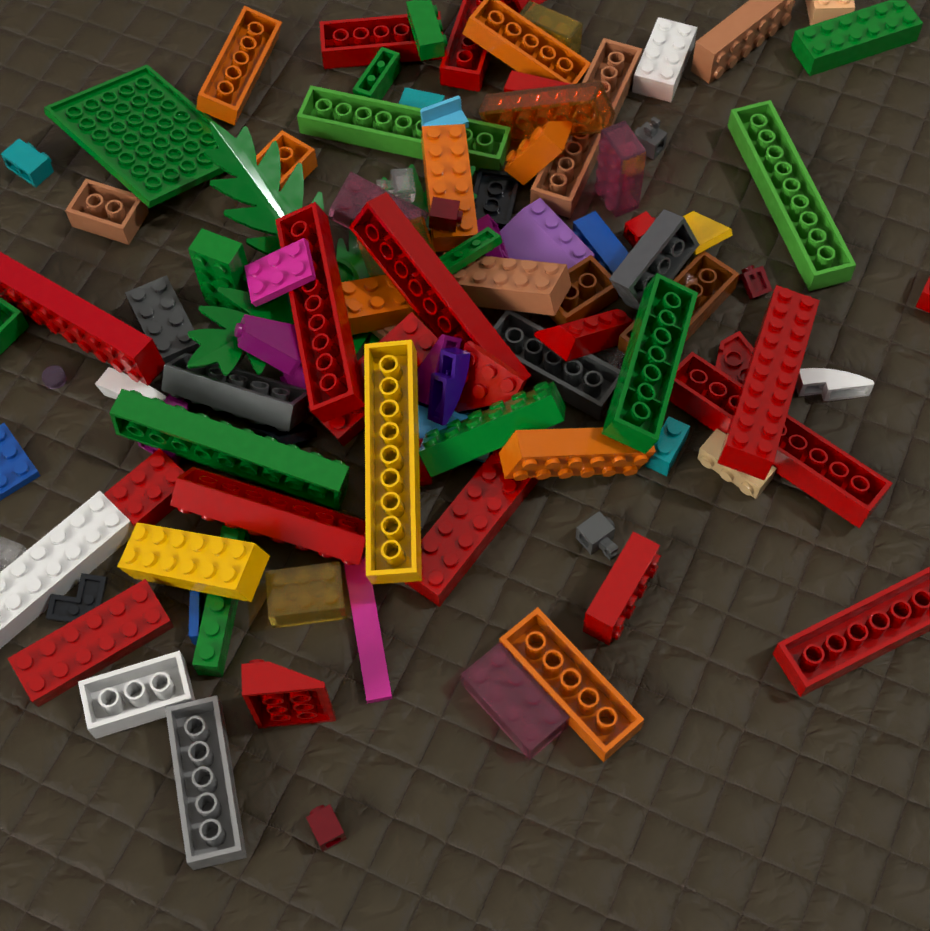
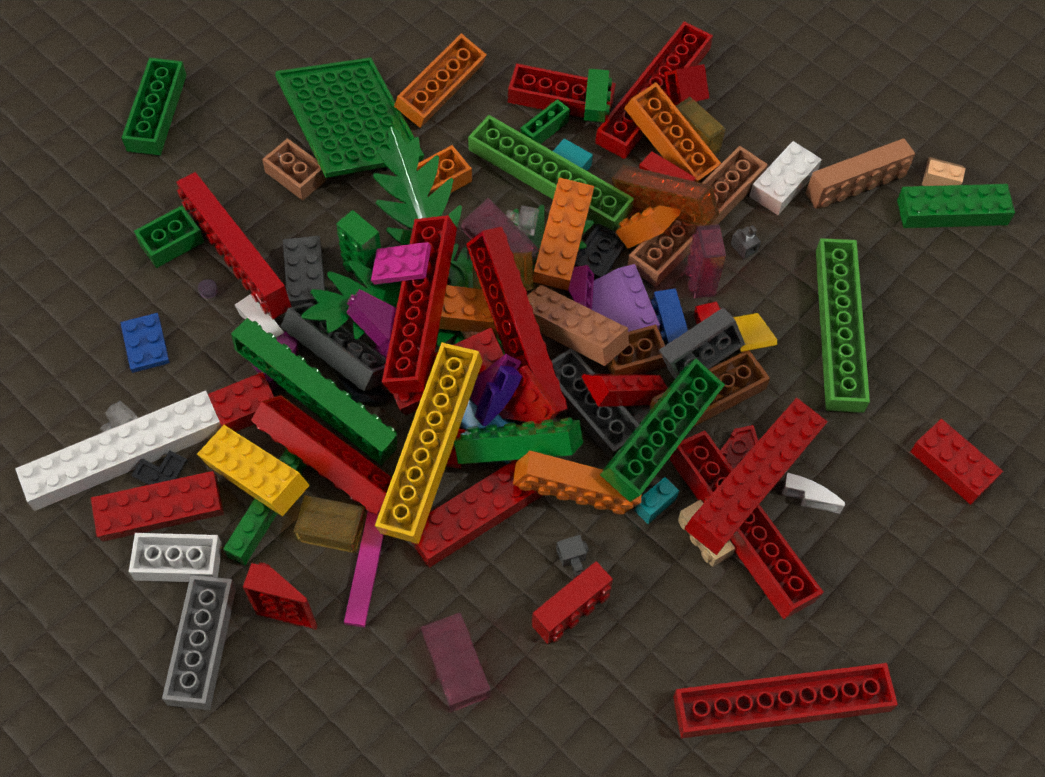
camera: 15 degrees right, 0 degrees up
(27, 162) = (250, 110): teal brick -> none
(196, 610) = (244, 504): blue tile -> none
(325, 827) = (275, 708): dark red brick -> none
(444, 113) = (583, 172): medium azure panel -> none
(445, 214) = (547, 256): dark red brick -> none
(471, 250) = (556, 291): green plate -> none
(588, 698) = (503, 665): orange brick -> none
(755, 281) = (783, 388): dark red bracket -> none

